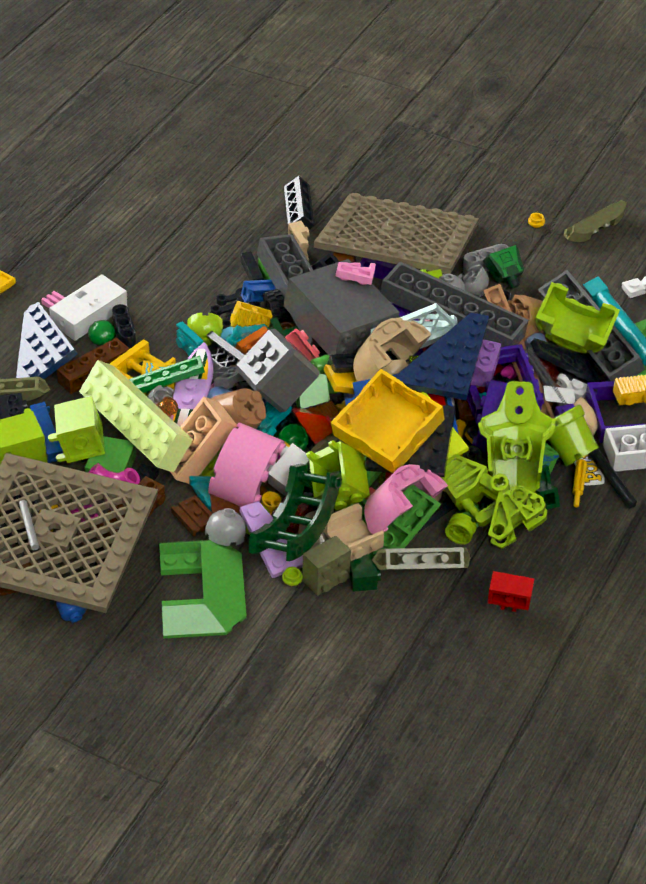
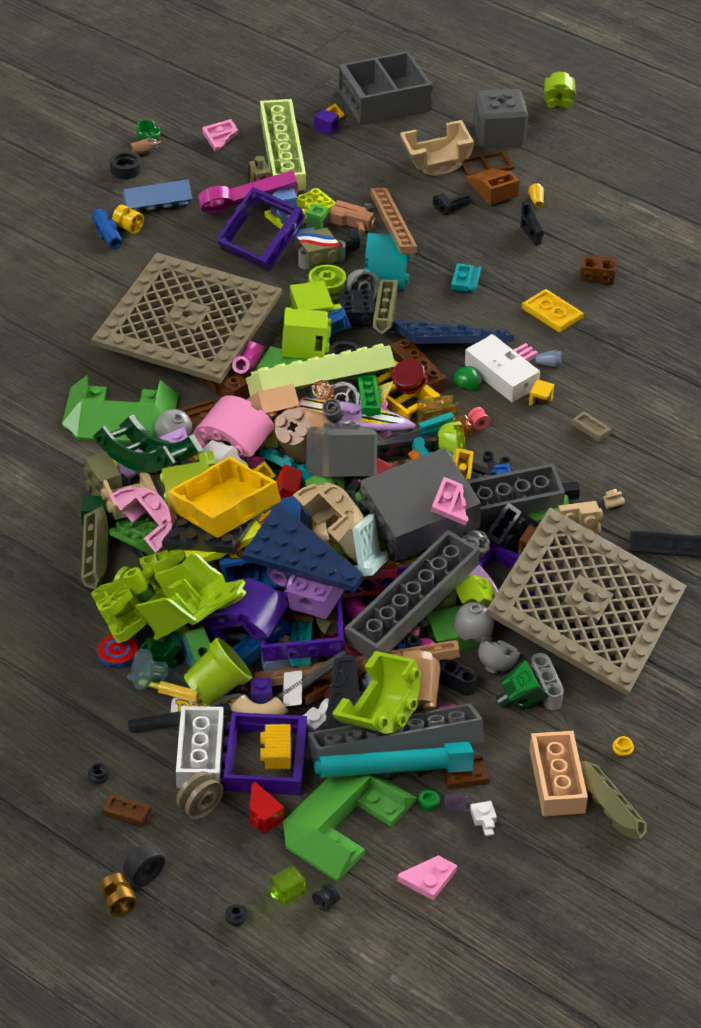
camera: 100 degrees right, 0 degrees up
(29, 525) = (190, 296): light grey bar -> none
(65, 280) = (550, 358): none -> sand blue cone
(123, 279) = (541, 390): none -> yellow panel
(123, 325) = (471, 390): black beam -> none
(126, 355) = (409, 376): none -> dark red head
(158, 341) = (436, 406): none -> clear yellow brick
(159, 252) = (591, 426): none -> dark tan plate
(163, 319) = (479, 418): none -> coral wheel
(173, 328) = (466, 425): none -> clear orange wheel
(203, 388) = (333, 414): none -> dark grey wheel
(251, 235) = (613, 499): none -> tan plate
(510, 591) = (28, 592): red brick -> none
(548, 532) = (116, 653): none -> red tile
(572, 495) = (146, 669): none -> clear light blue piece
(585, 245) = (558, 773): none -> light nougat brick
(630, 300) = (456, 802): none -> clear purple plate
(635, 315) = (429, 800): none -> green tile

